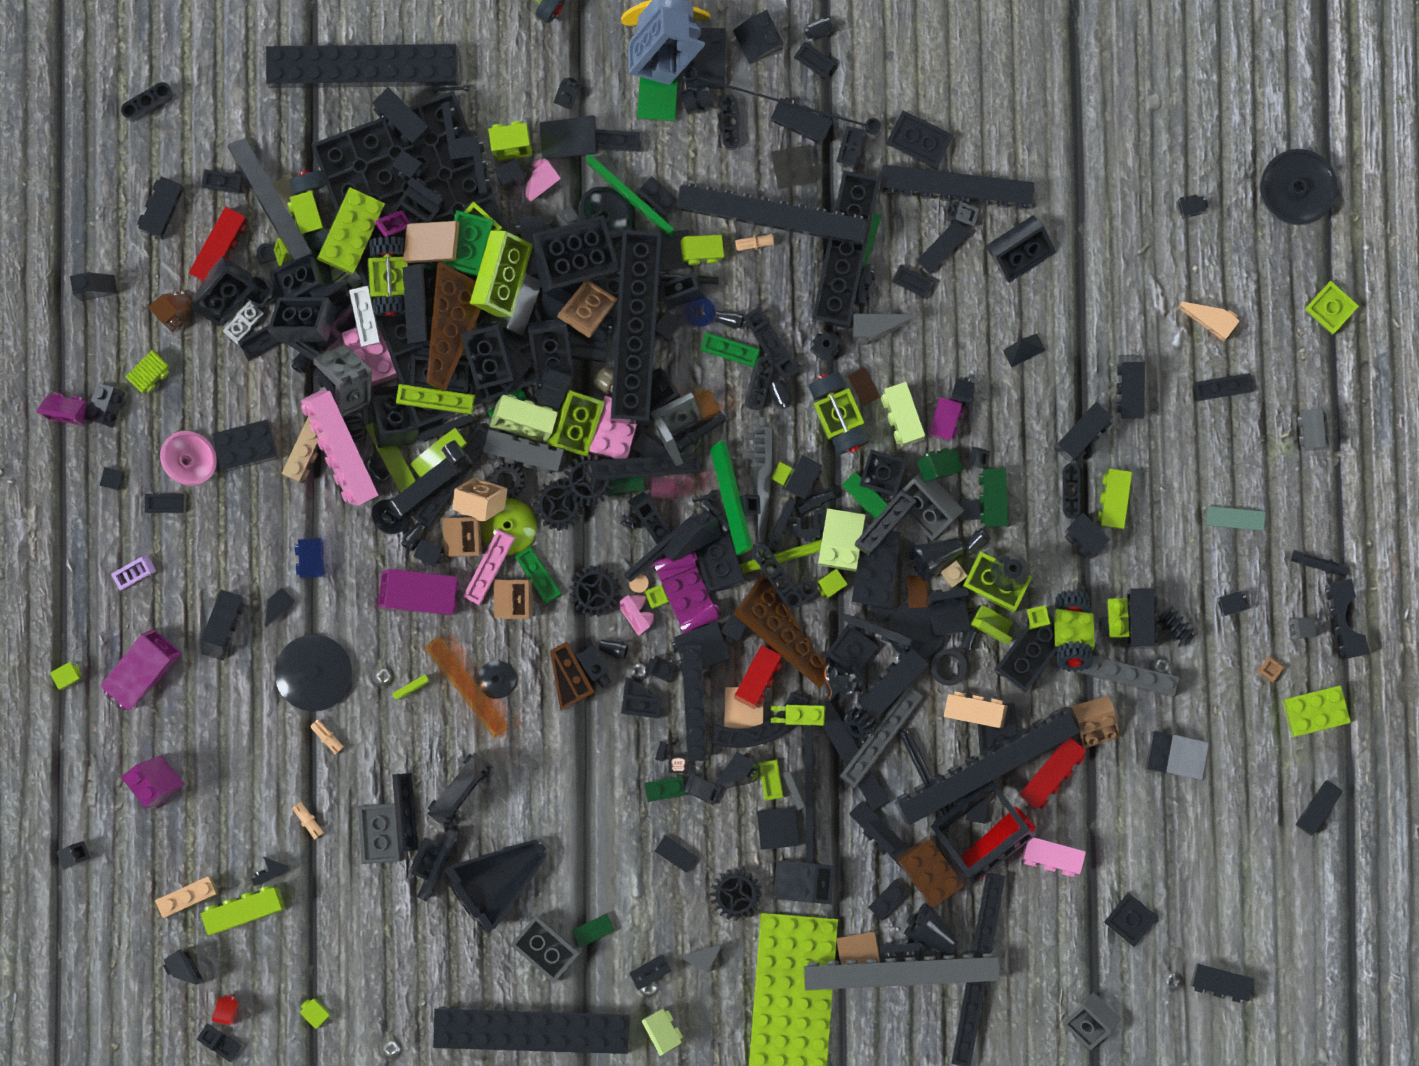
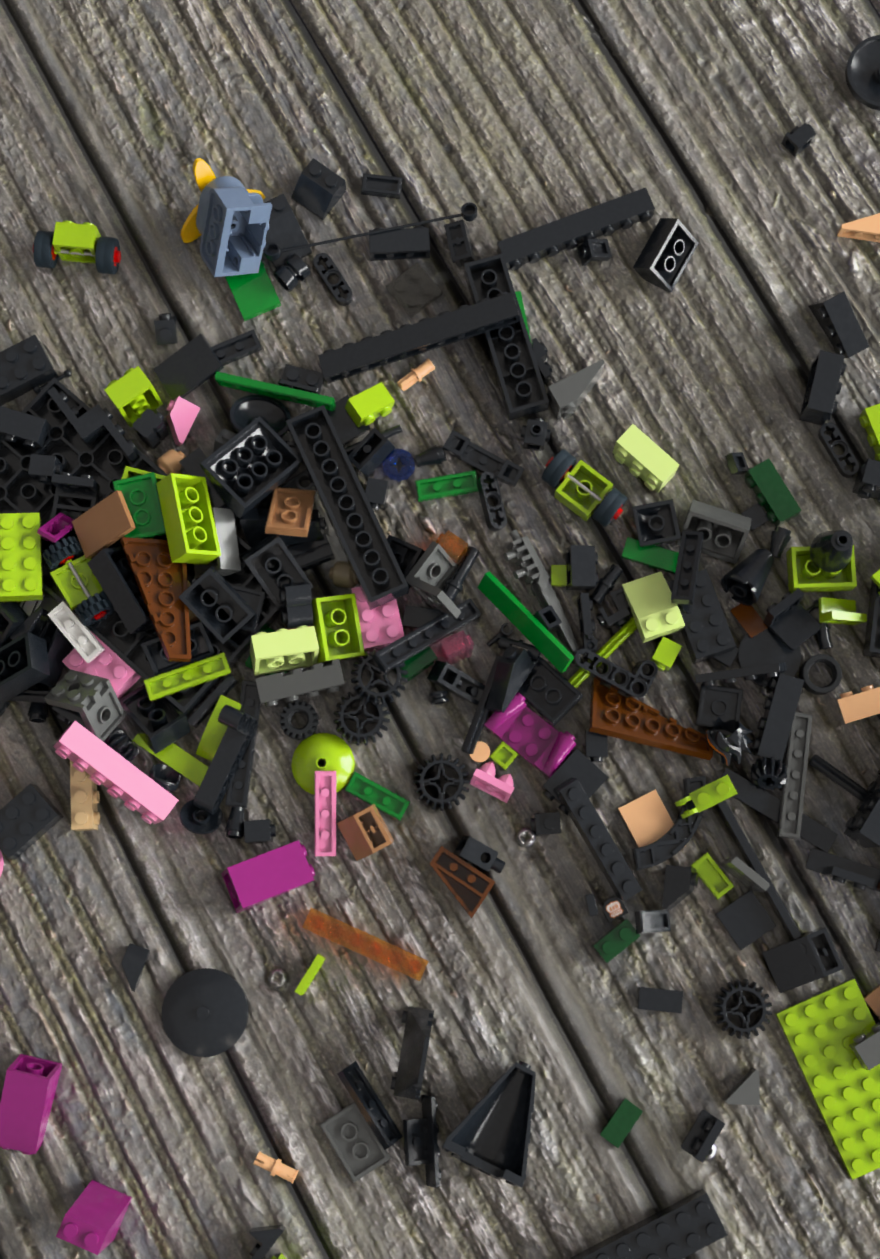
camera: 30 degrees left, 5 degrees down
(222, 624) = (87, 1013): black wedge -> none
(310, 558) = (143, 898): clear blue brick -> none
(327, 736) = (251, 1070): light nougat axle -> none
(462, 536) = (283, 797): medium nougat slope -> none
(479, 499) = (281, 751): light nougat brick -> none
(505, 684) = (402, 923): black dish -> none
(512, 211) = (170, 462): none -> light nougat head
(545, 949) = (585, 1170): dark grey brick -> none
(616, 649) = (490, 828): black cone -> none
(639, 701) = (543, 866): black wing -> none
(662, 1031) = (748, 1191): yellowish green slope -> none
(758, 677) = (647, 781): red brick -> none
(781, 394) = (518, 501): black brick -> none
(818, 28) = (370, 154): black brick -> none
(864, 386) = (591, 454): reddish brown sticker -> none
(912, 281) = (582, 336): black tile -> none
(919, 139) = (517, 206): black plate -> none
(939, 465) = (705, 487): dark green brick -> none
(942, 247) = (592, 291): black tile -> none
(945, 419) = (685, 443): magenta brick -> none
(953, 574) = (776, 584): tan brick -> none
(962, 391) = (687, 411): black slope -> none
(1024, 350) = (720, 345): black slope -> none

